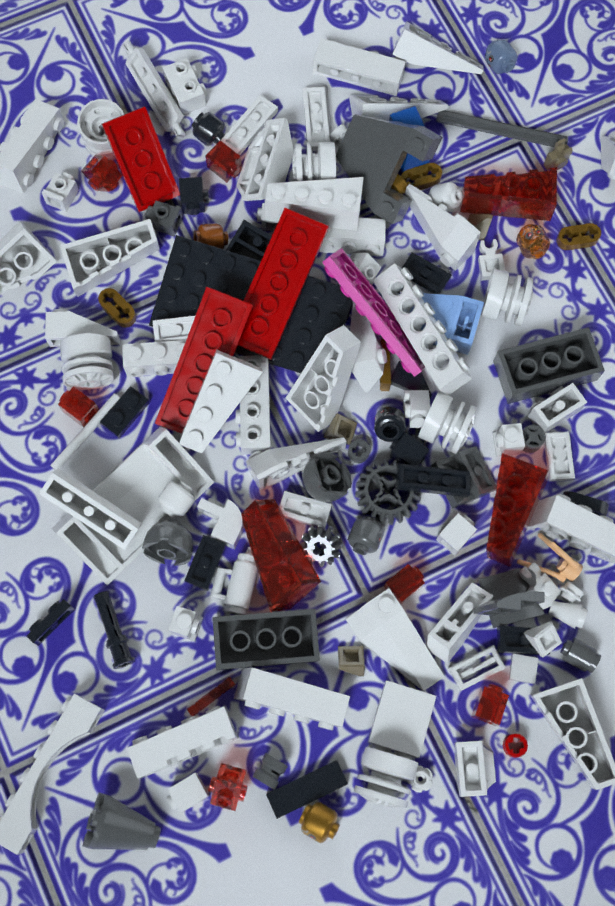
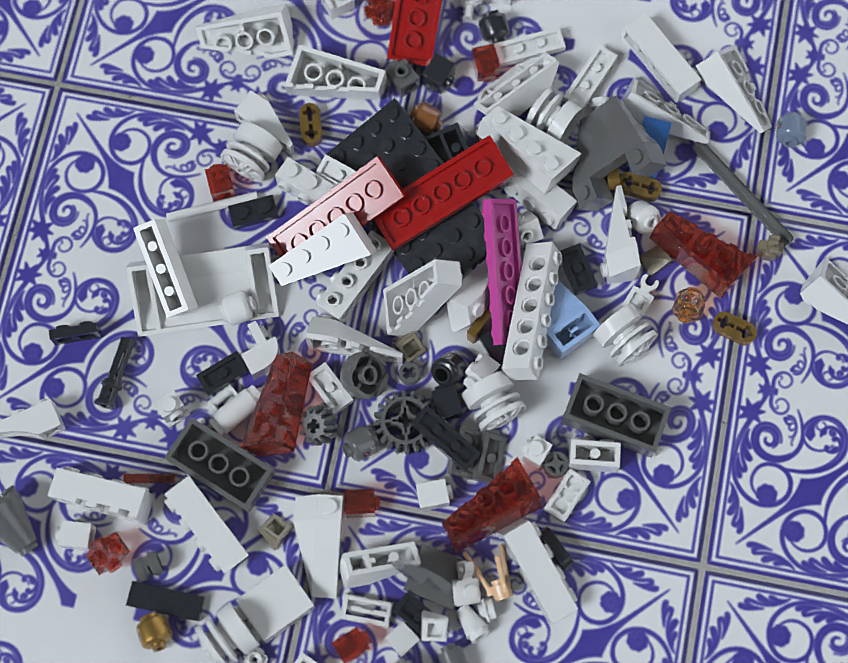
camera: 40 degrees right, 0 degrees up
(168, 541) = (206, 336): dark grey cylinder -> none

